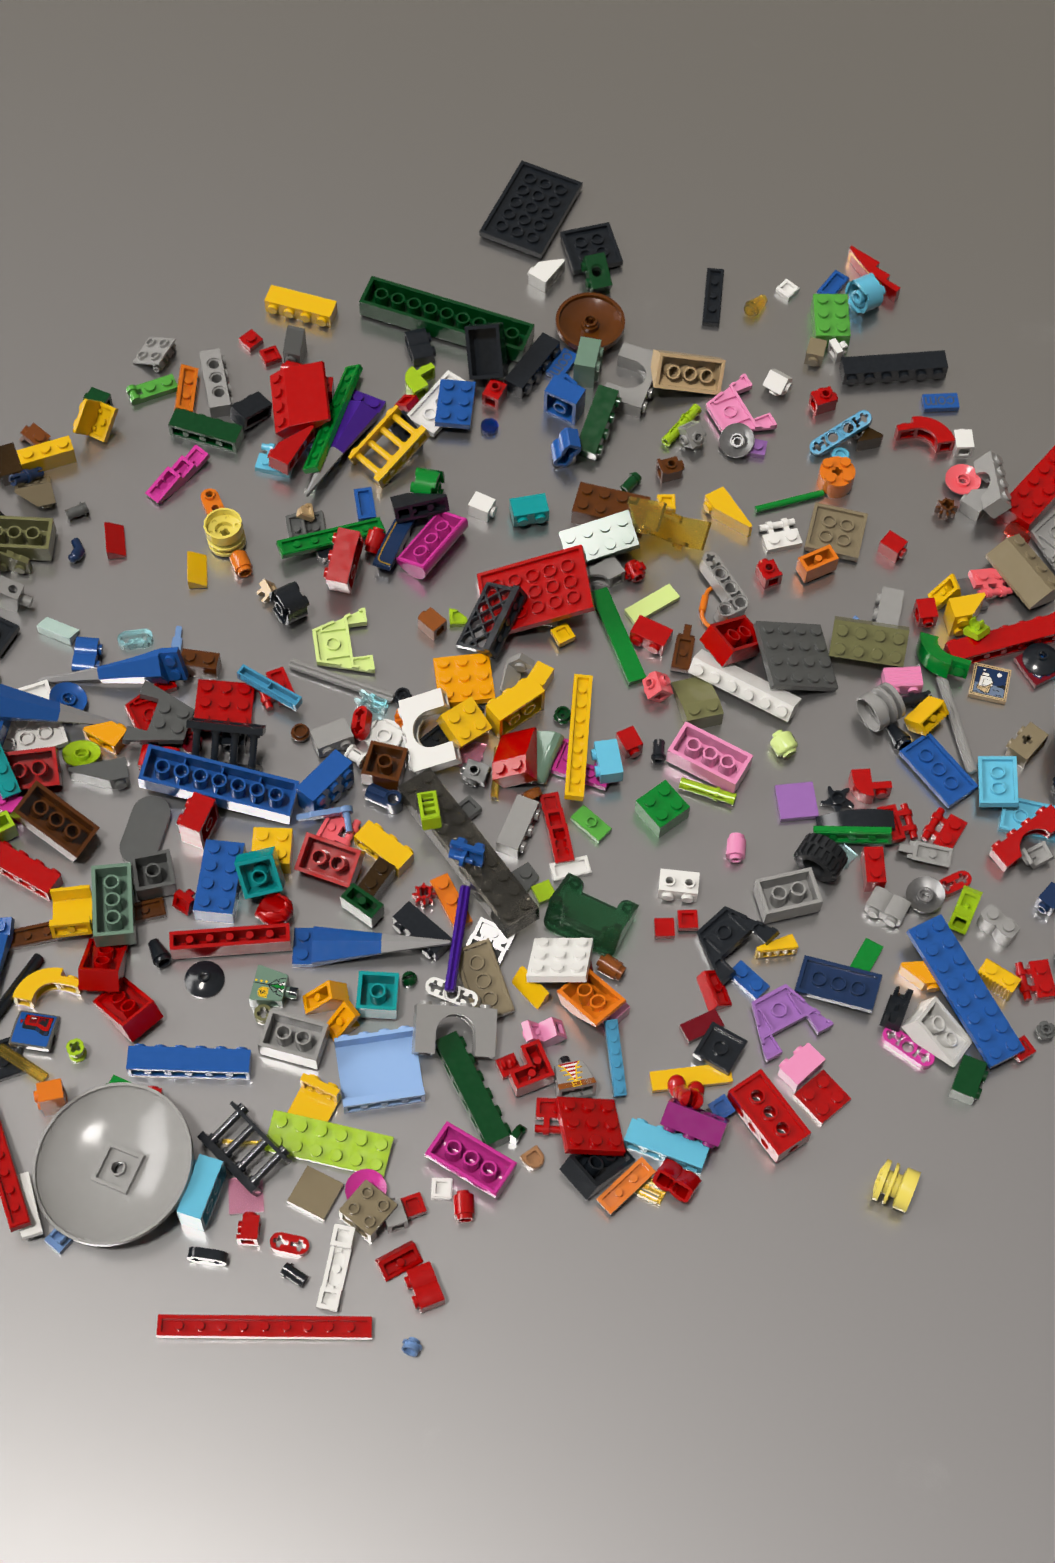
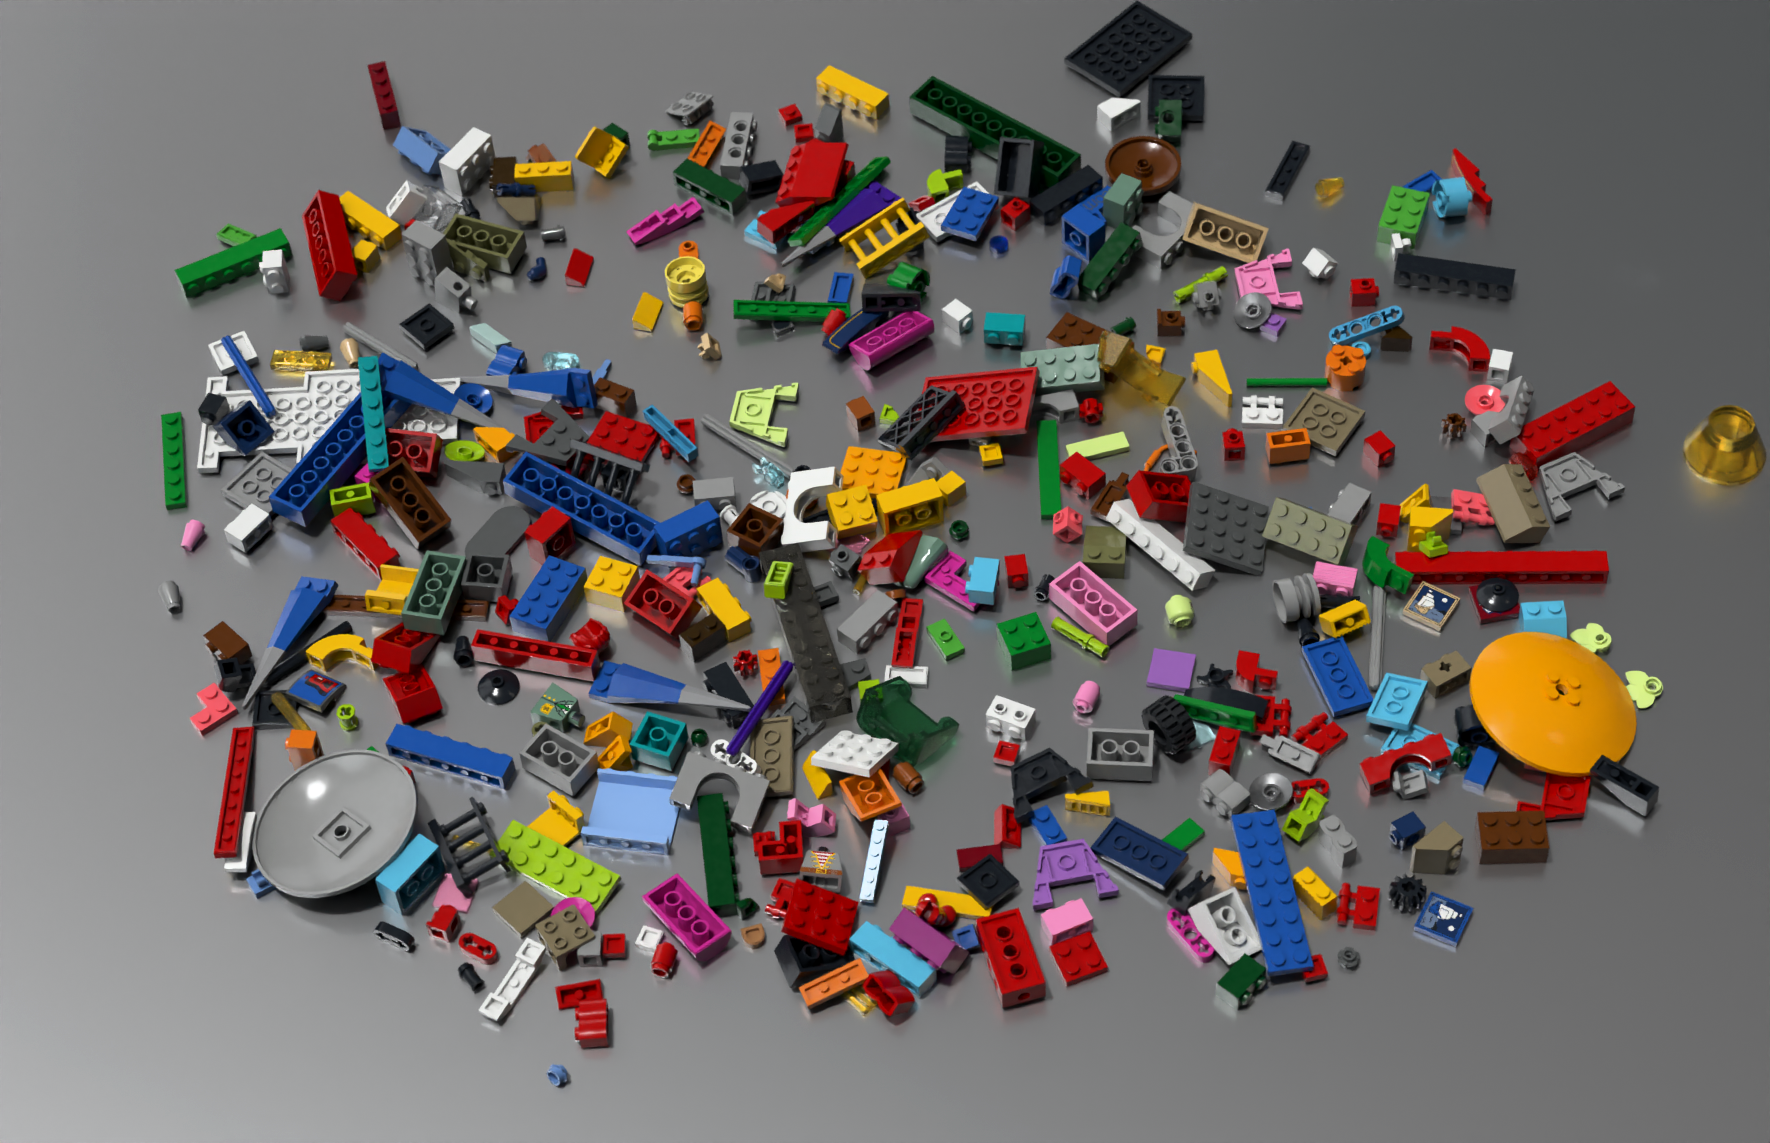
camera: 25 degrees right, 10 degrees down
(259, 872) = (587, 596): teal brick -> none
(264, 1327) = (422, 1016): red plate -> none
(289, 603) = (723, 361): black brick -> none
(343, 560) = (792, 332): brick -> none
(361, 723) = (750, 489): red beam -> none
(362, 905) = (678, 655): dark green brick -> none
(467, 853) = (795, 625): blue hips -> none
(578, 737) = (963, 551): yellow plate -> none
(664, 928) = (980, 755): red tile -> none
(787, 290) = (1371, 179): white tile -> none
(815, 352) = (1374, 244): dark tan brick -> none
(896, 1185) = (1116, 1059): light yellow wheel -> none
(940, 402) = (1493, 322): blue tile -> none

